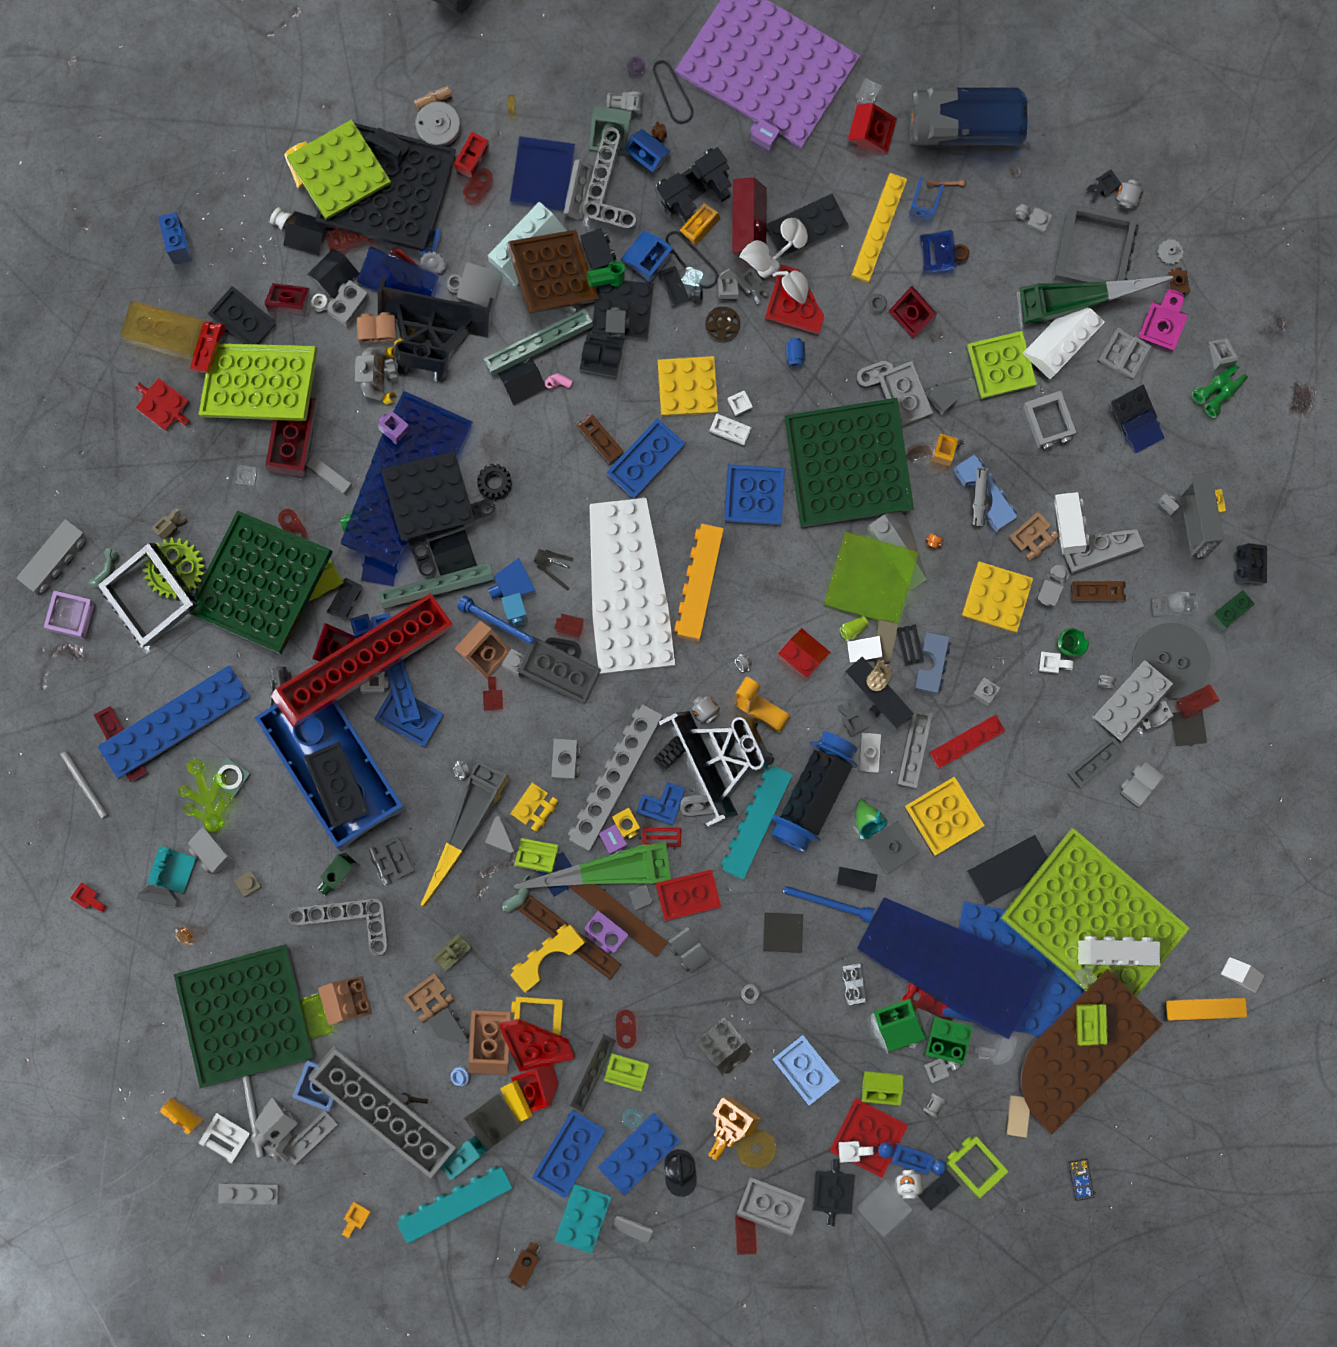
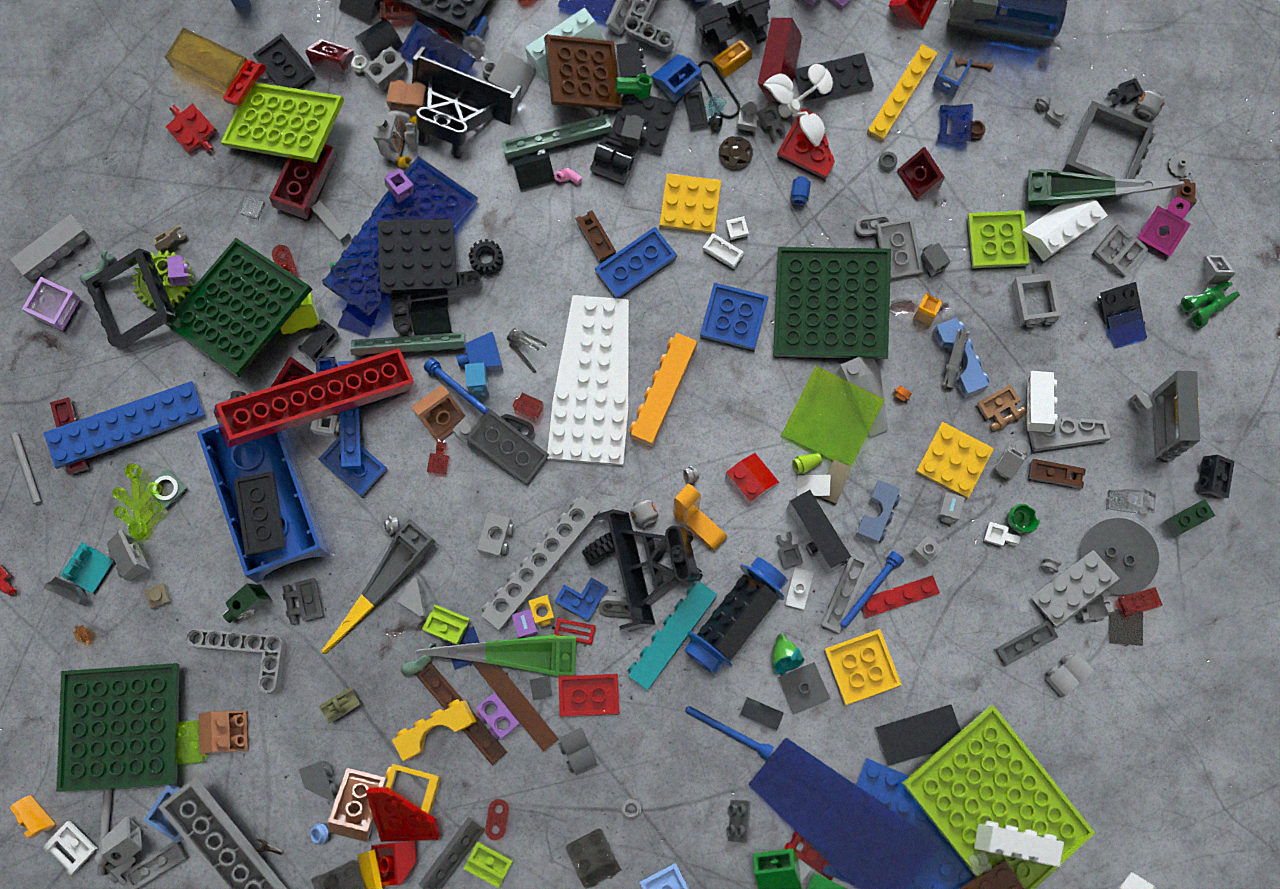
camera: 15 degrees right, 5 degrees down
(191, 558) = (177, 271): none -> medium lavender brick
(424, 993) = (304, 740): medium nougat plate -> none
(530, 803) = (451, 572): yellow plate -> none
(783, 932) = (676, 752): clear smoke tile -> none
(879, 676) = (823, 513): tan piece -> none
(917, 642) = (859, 486): black tile -> none
(956, 708) = (894, 560): none -> blue piece
(1001, 645) = (950, 508): none -> light grey brick

